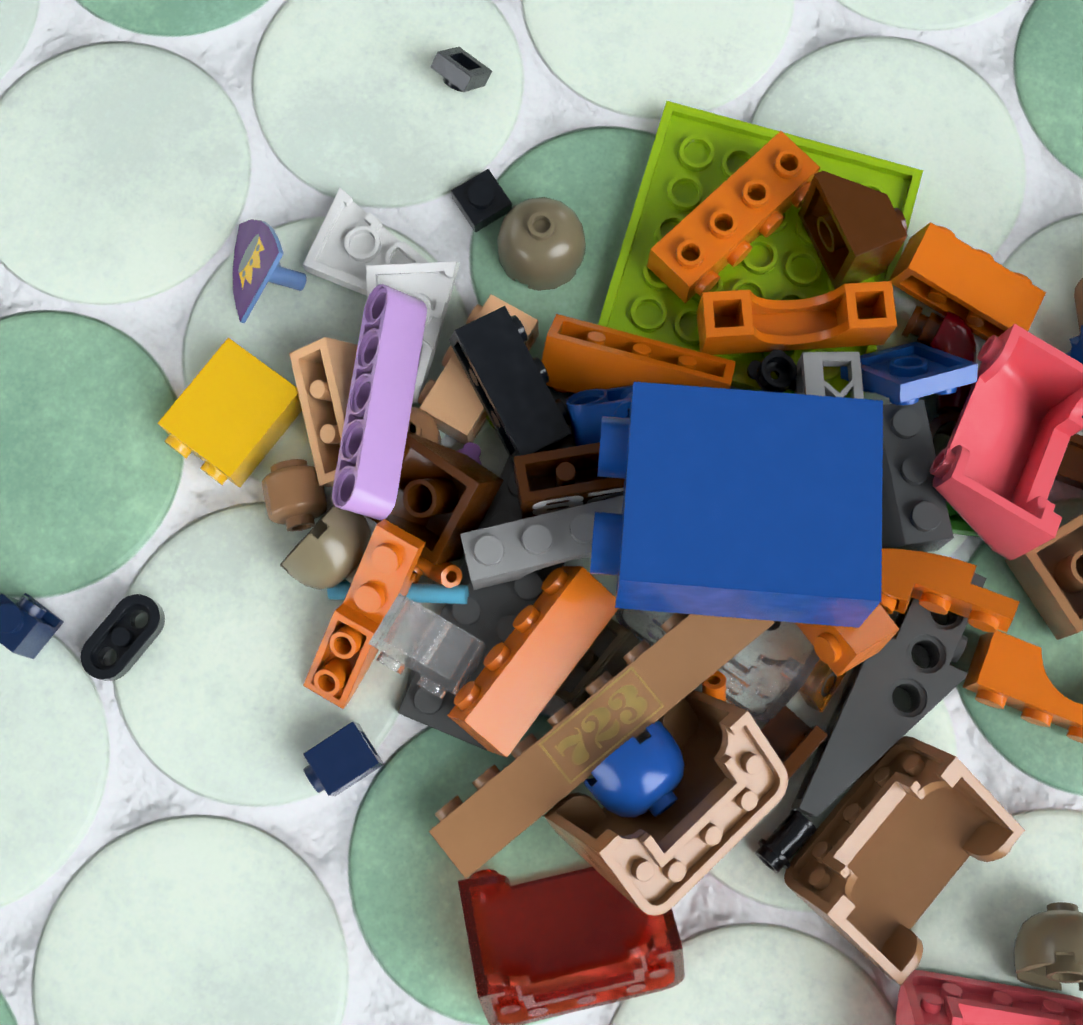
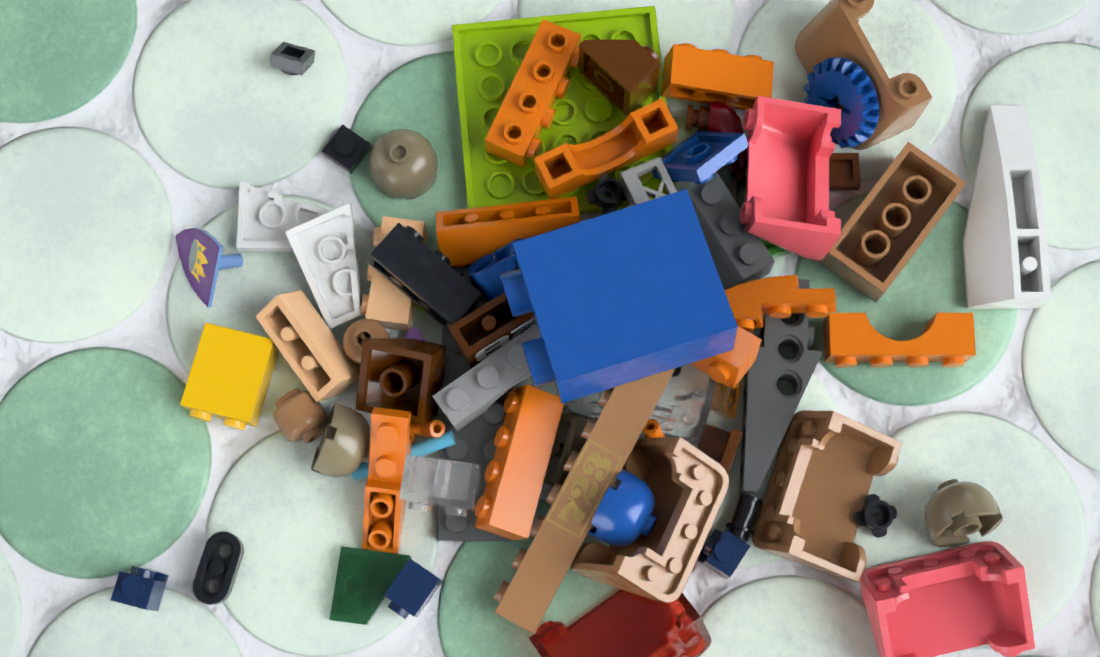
camera: 20 degrees left, 0 degrees up
(286, 726) = (362, 582): none -> clear green wing
(379, 403) = (337, 326): lavender beam -> none
(743, 876) = (723, 553): none -> dark blue brick
(967, 910) = (886, 513): none -> black plate

